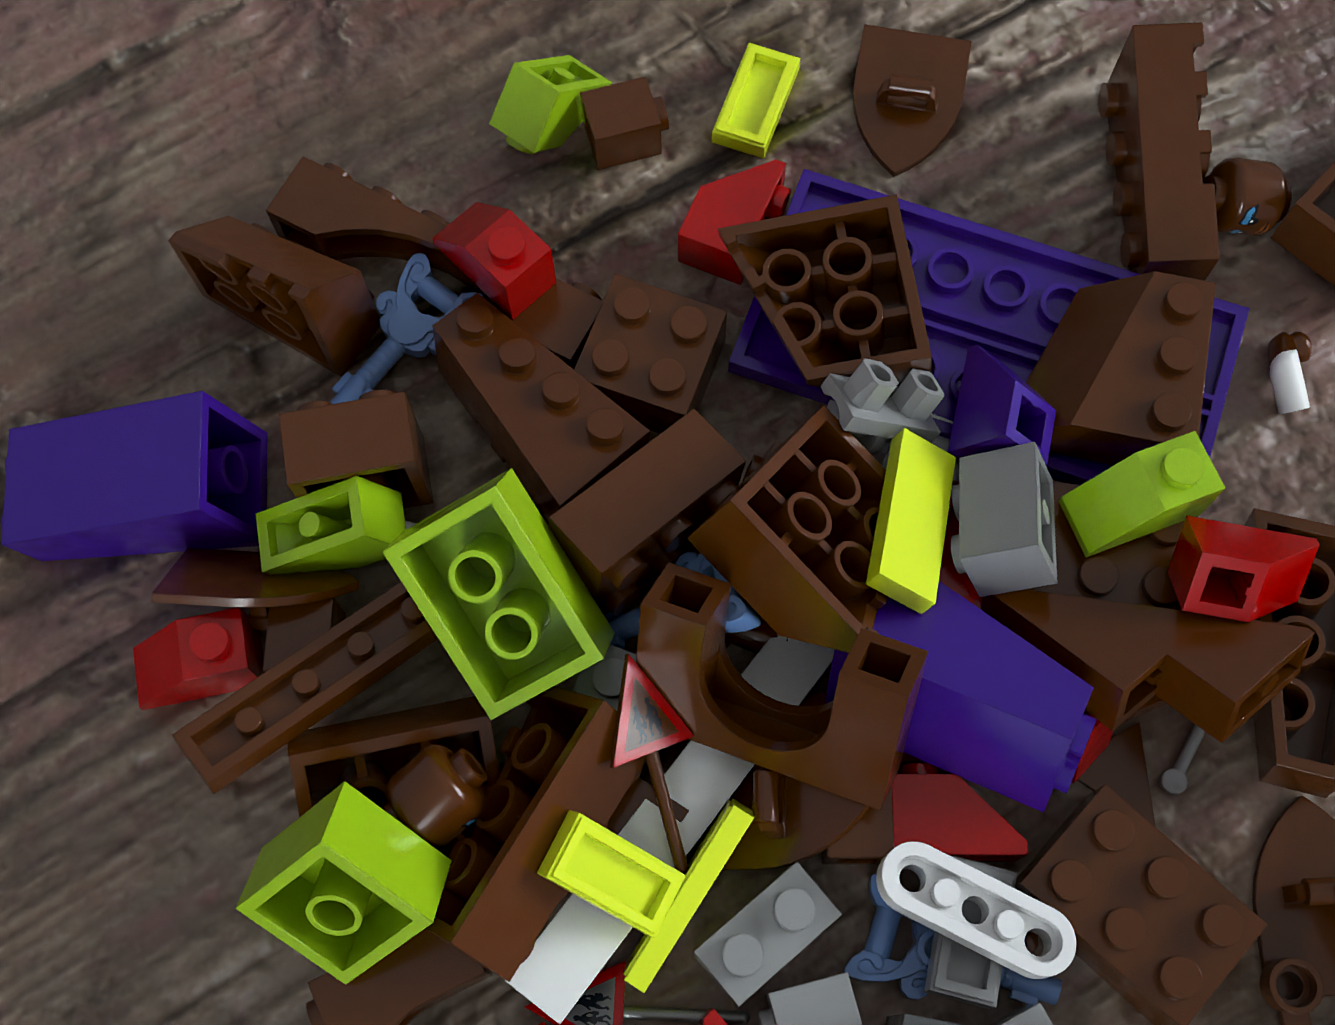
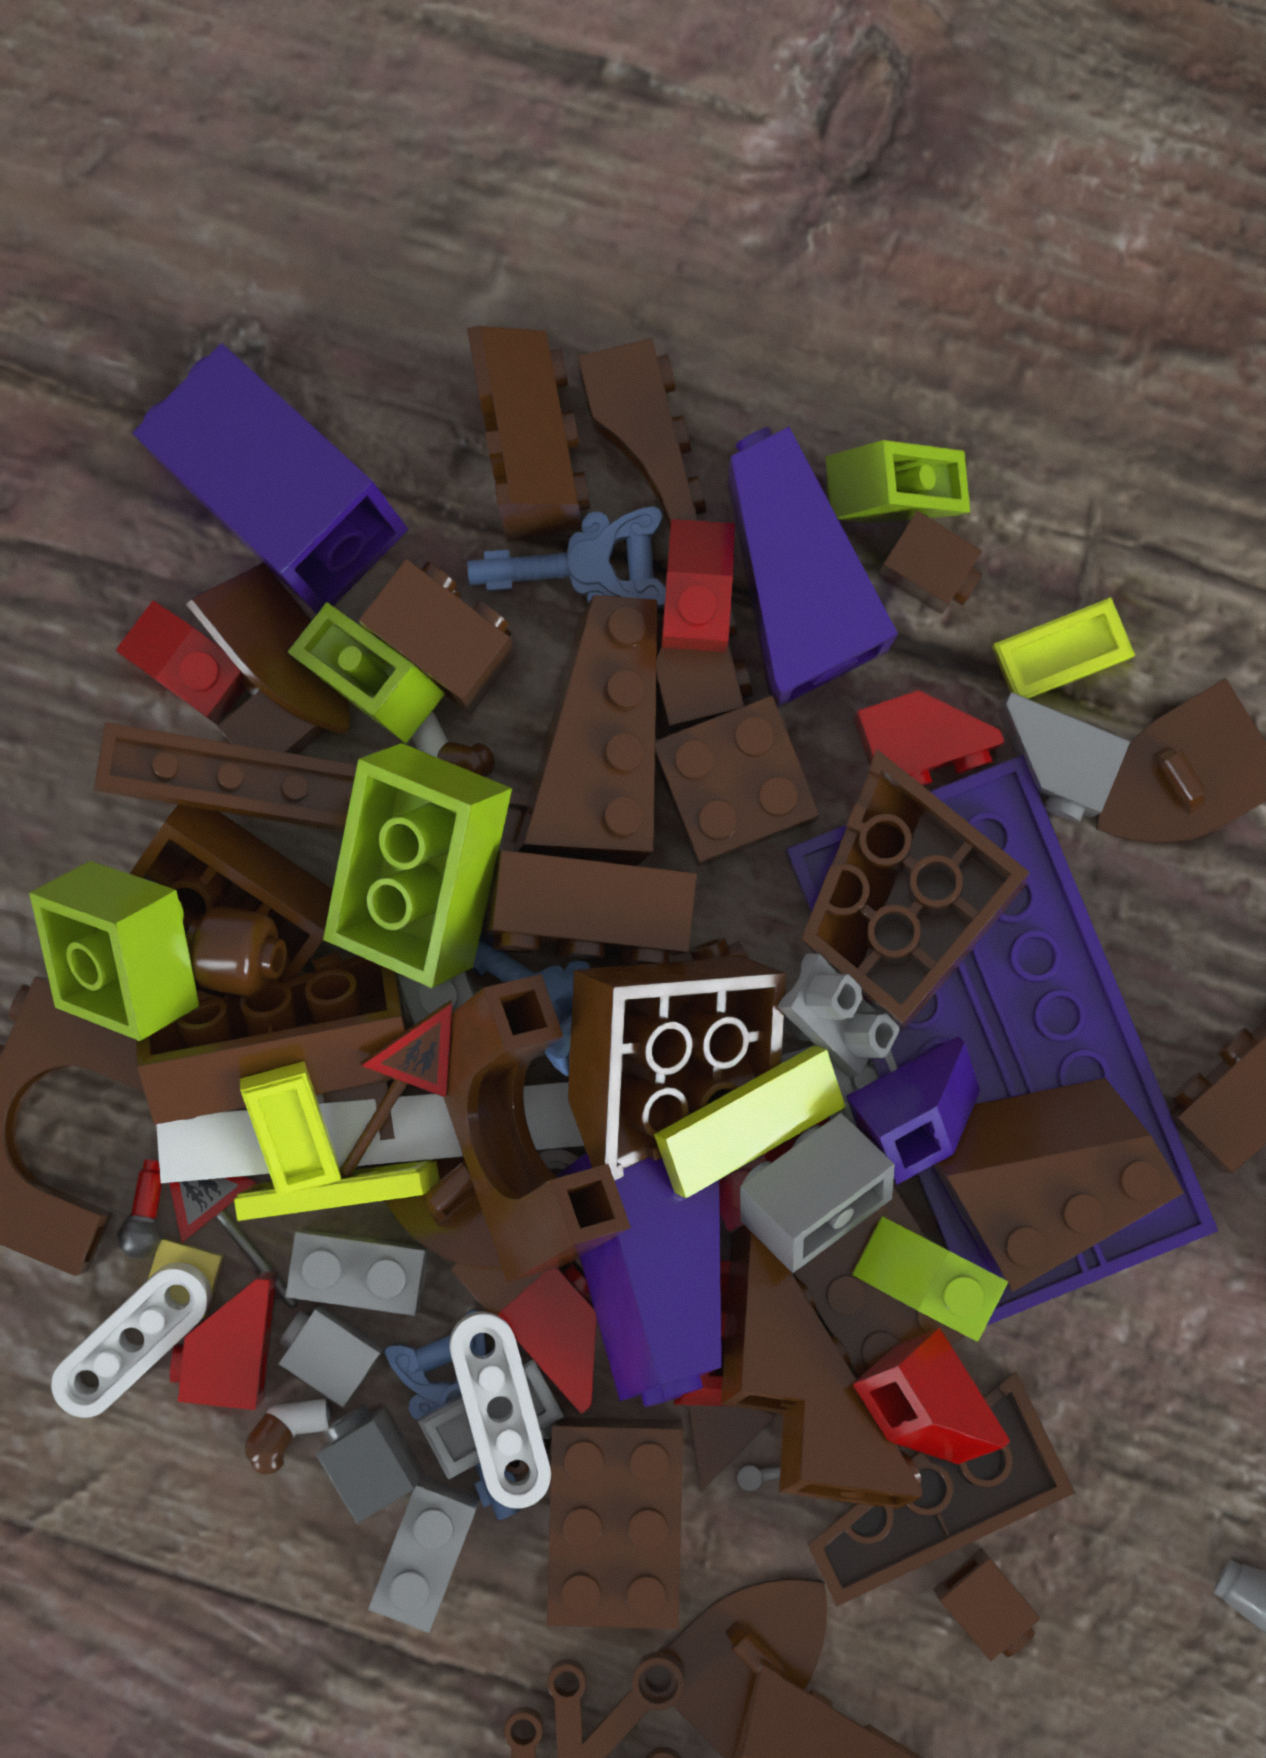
camera: 50 degrees right, 15 degrees up
(569, 185) = (802, 575): none -> dark purple slope
(830, 140) = (1066, 757): none -> light grey slope
(1285, 370) = (1187, 1302): white arm -> none

